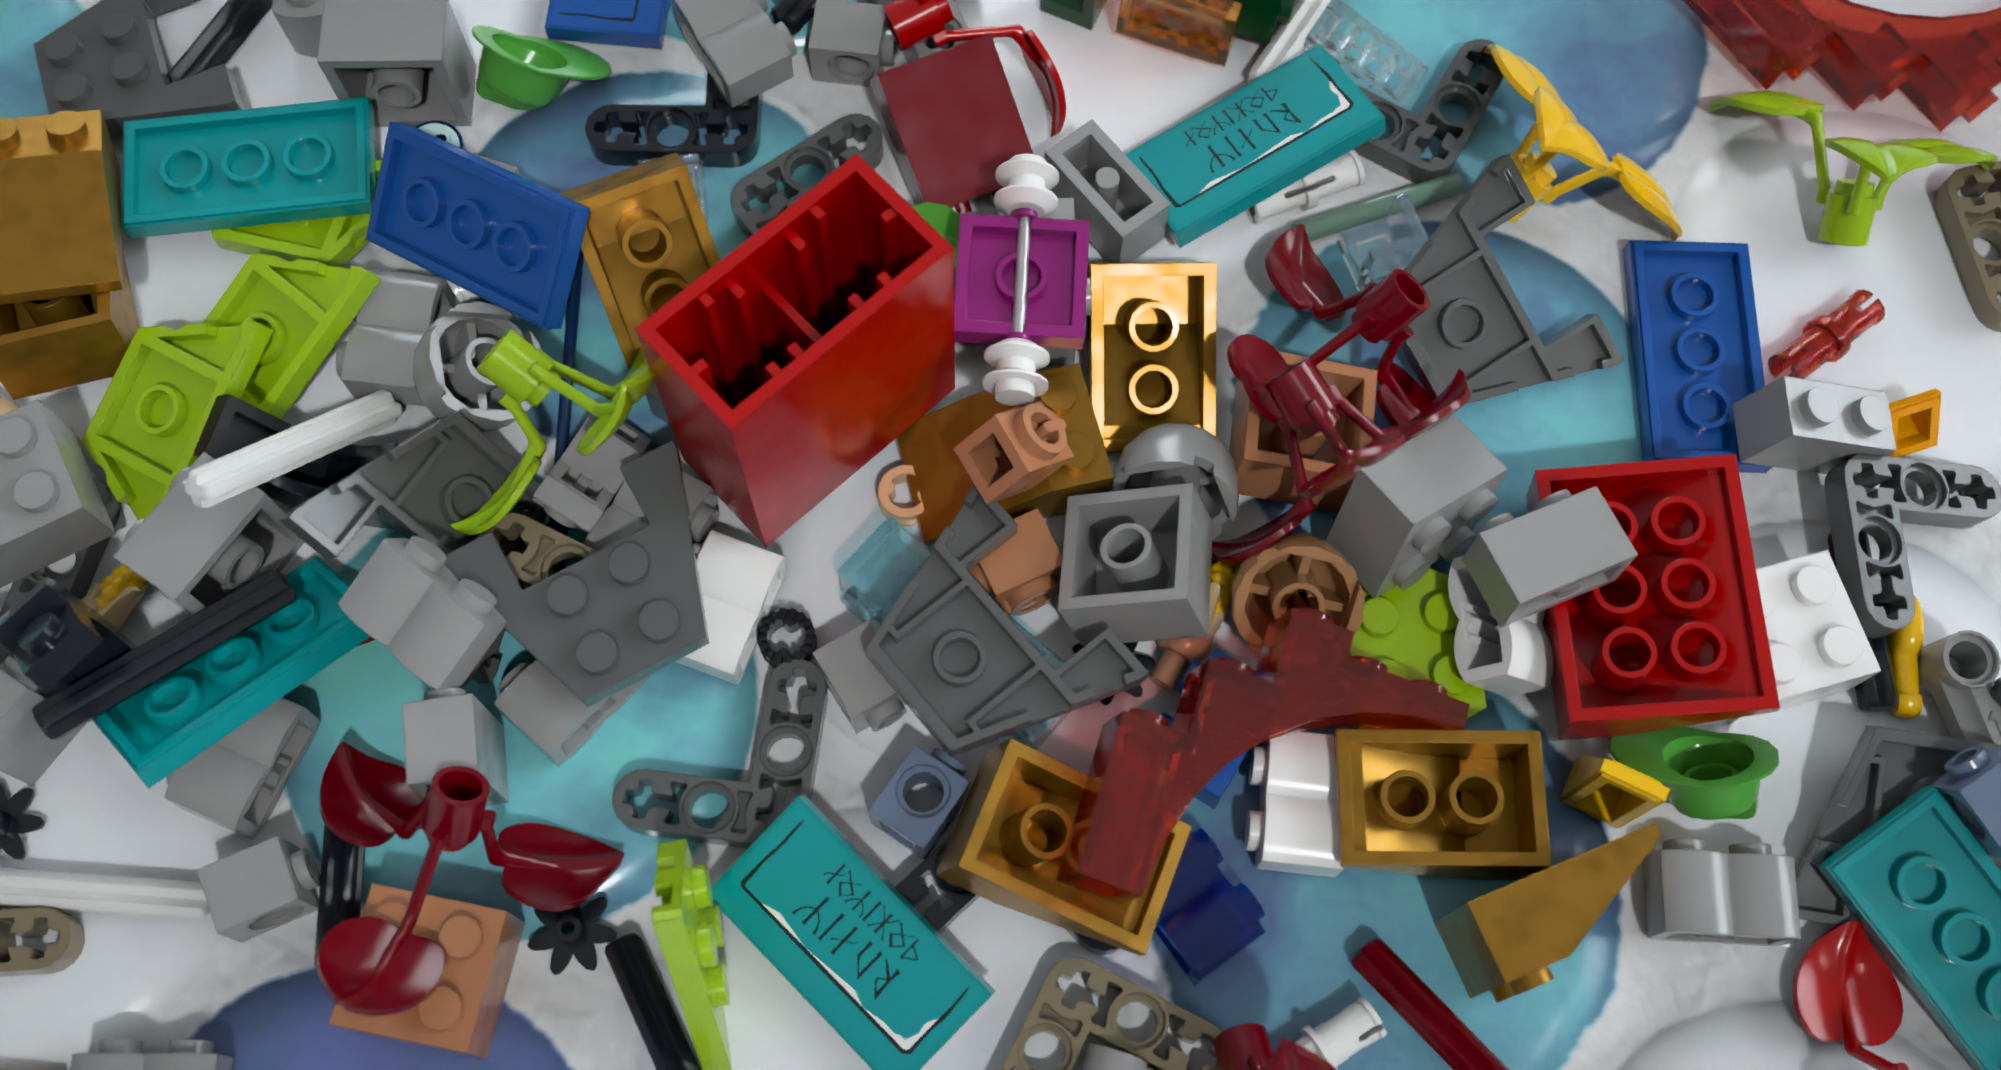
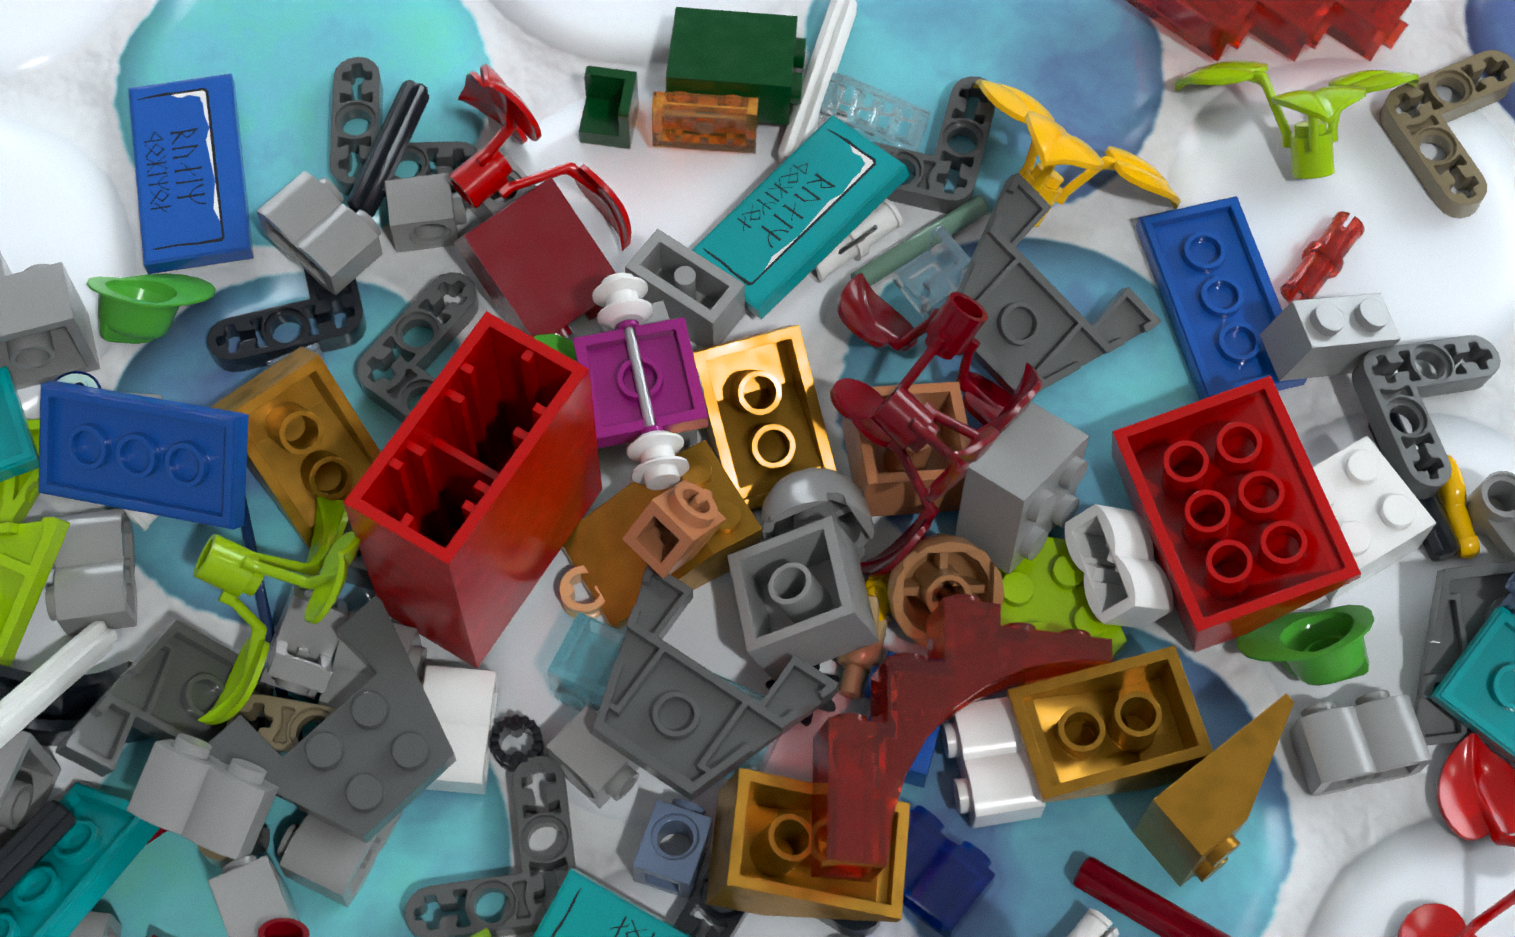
camera: 15 degrees left, 5 degrees down
(448, 363) = (160, 581): light grey cylinder -> none
(1024, 569) = (708, 625): nougat brick -> none
(1547, 554) = (1140, 498): light grey brick -> none
(1611, 790) = (1246, 680): yellow slope -> none
(1915, 422) = (1412, 312): light orange slope -> none

